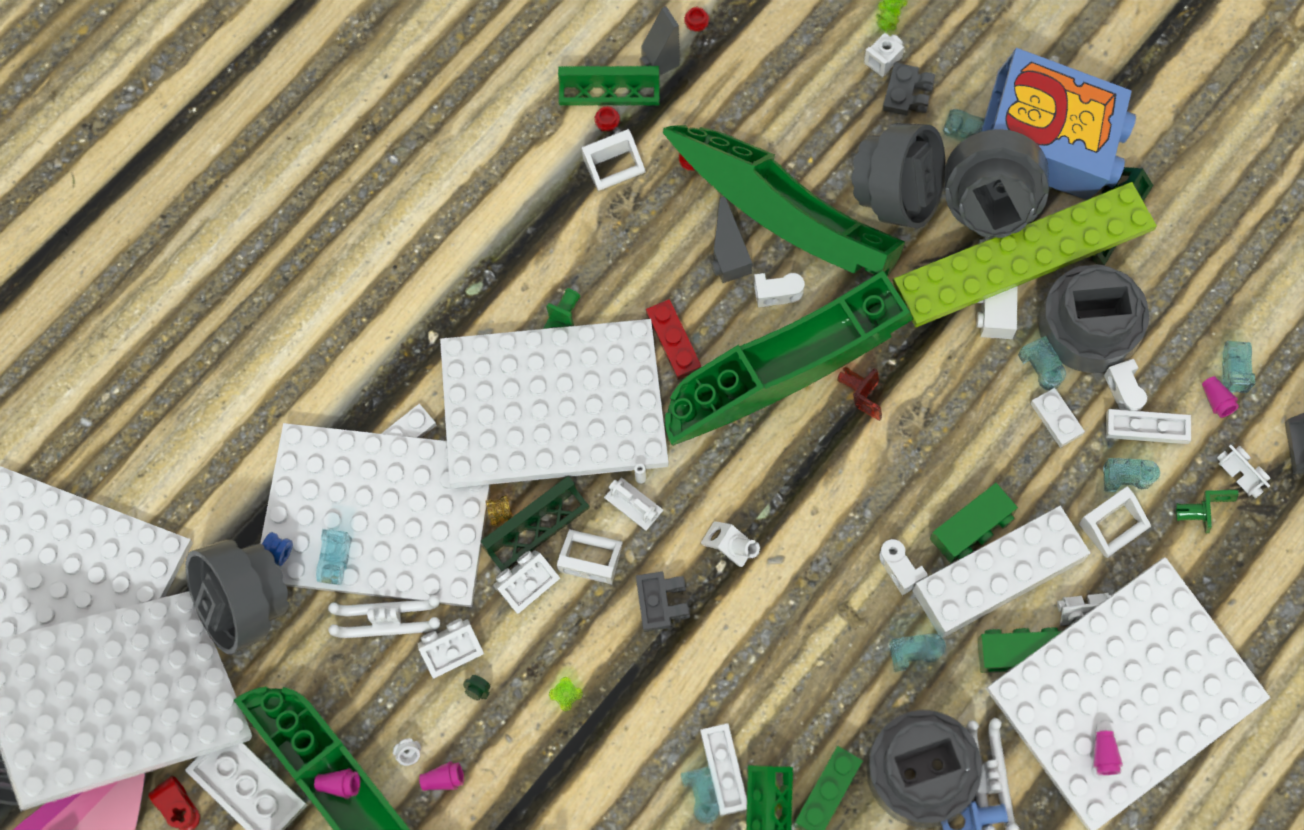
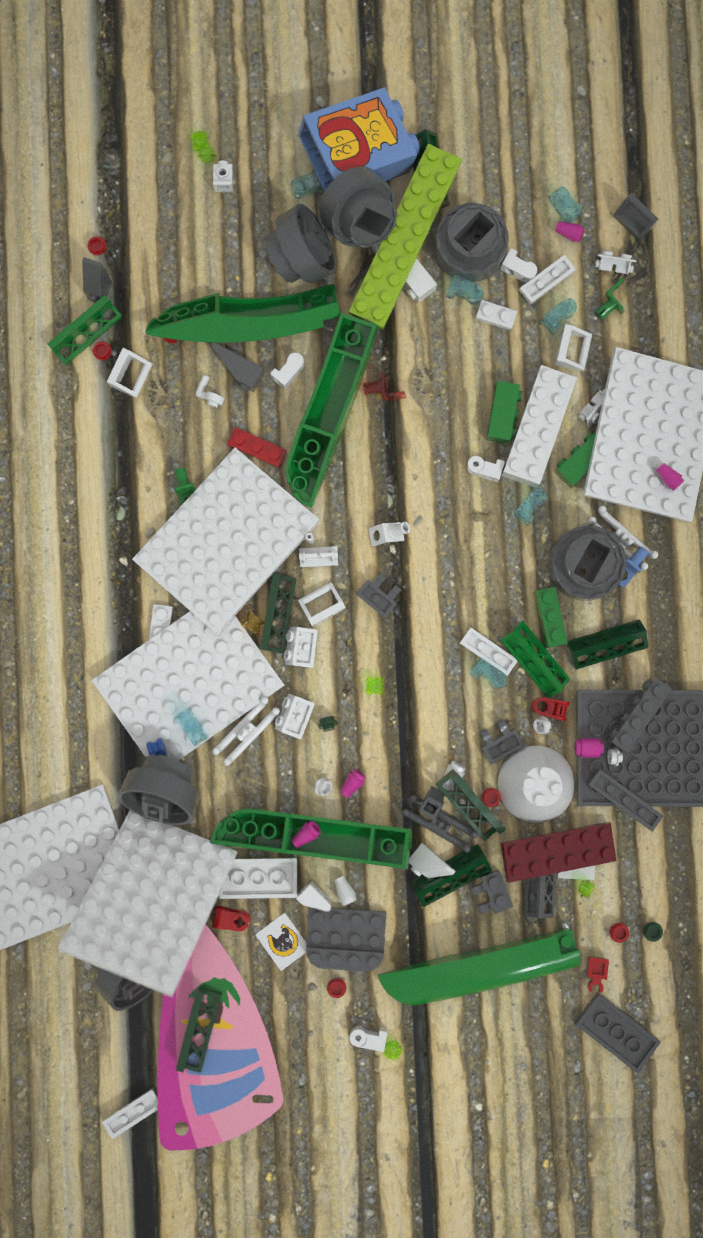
camera: 50 degrees left, 15 degrees up
(673, 253) = (212, 399): none -> white plate
(901, 86) = (250, 190): dark grey plate -> none

